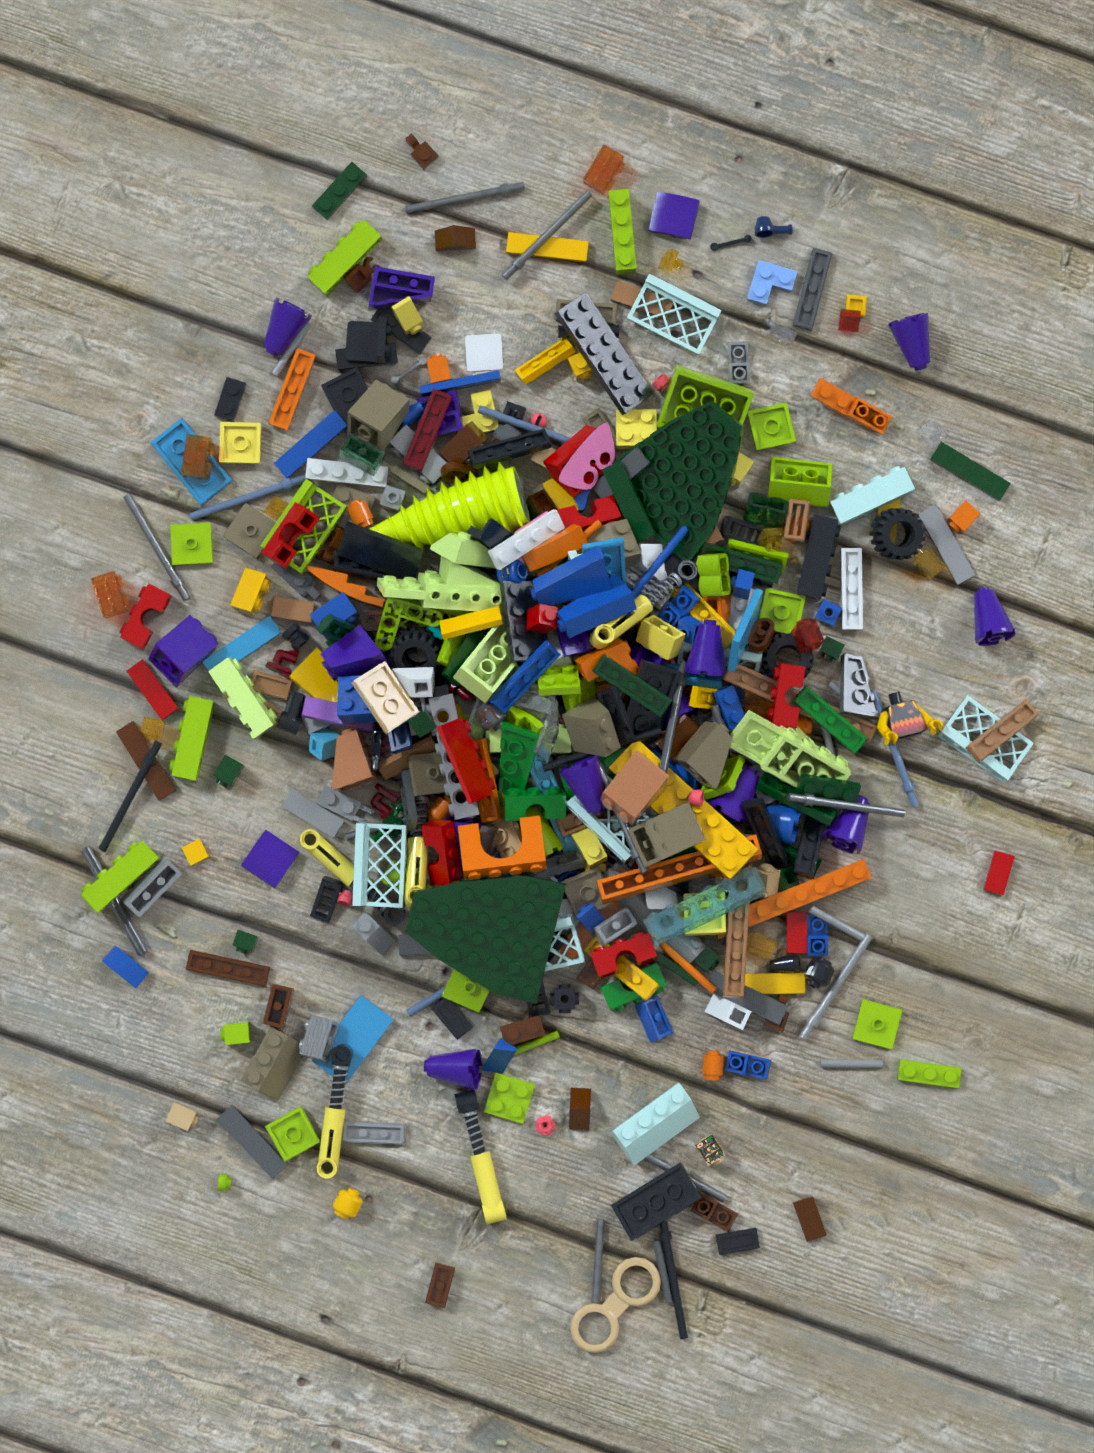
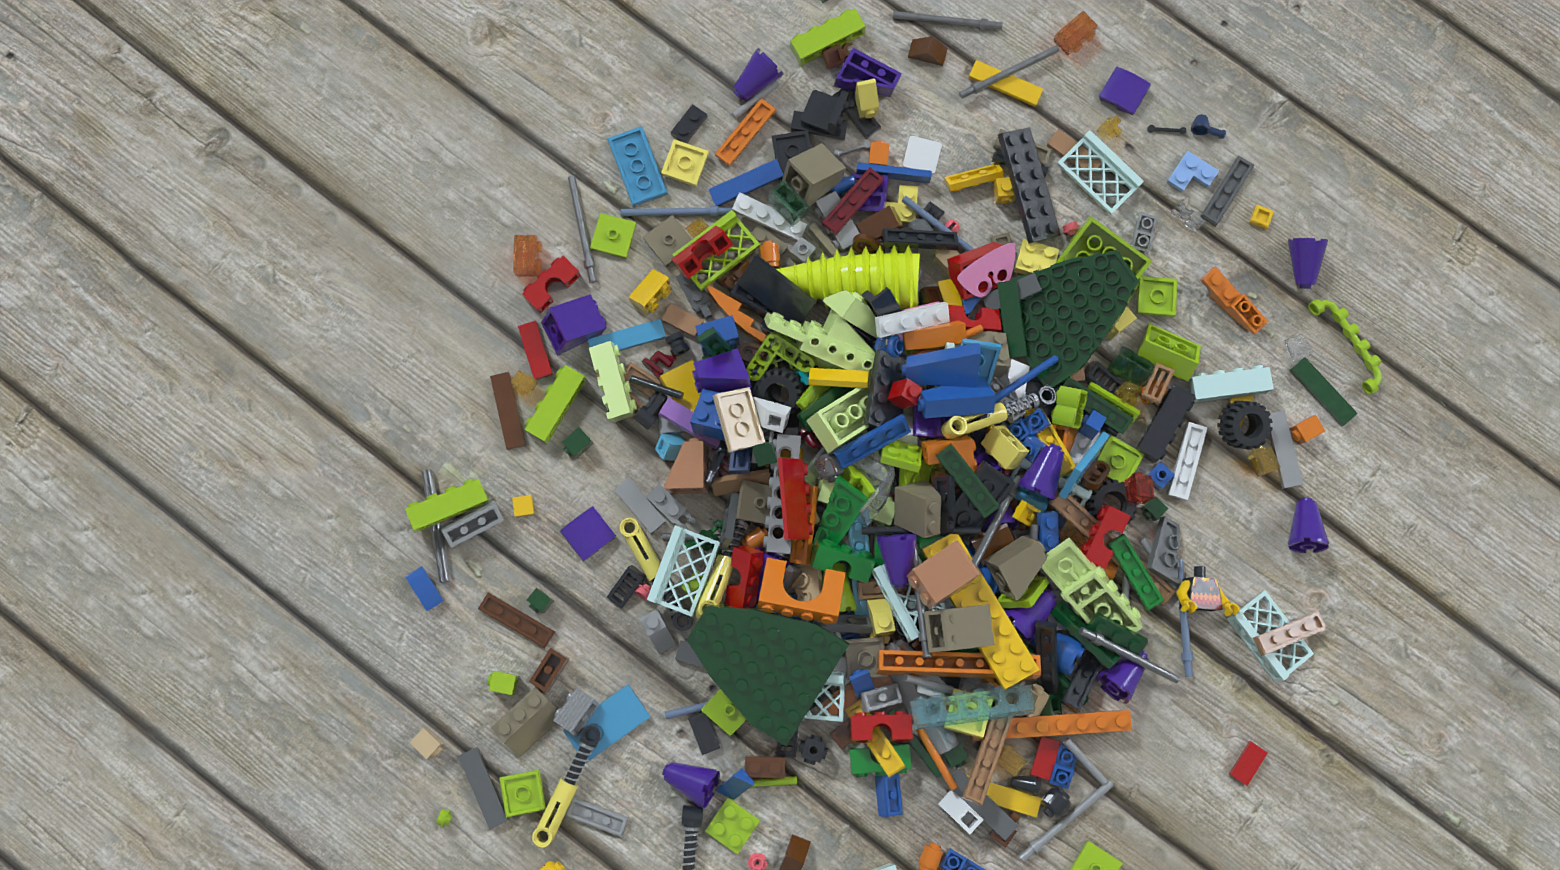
camera: 10 degrees right, 5 degrees down
(148, 761) = (509, 411): black bar -> none
(197, 457) = (643, 161): clear orange brick -> none
(280, 688) = (656, 387): none -> black bar
(377, 803) = (700, 513): dark red piece -> none
(622, 231) = (1075, 89): lime brick -> none
(656, 897) = (928, 683): none -> light grey bar
(696, 797) = (996, 602): coral hinge -> none
(849, 320) = (1253, 226): clear red tile -> none
(995, 411) = (1371, 363): none -> lime bar

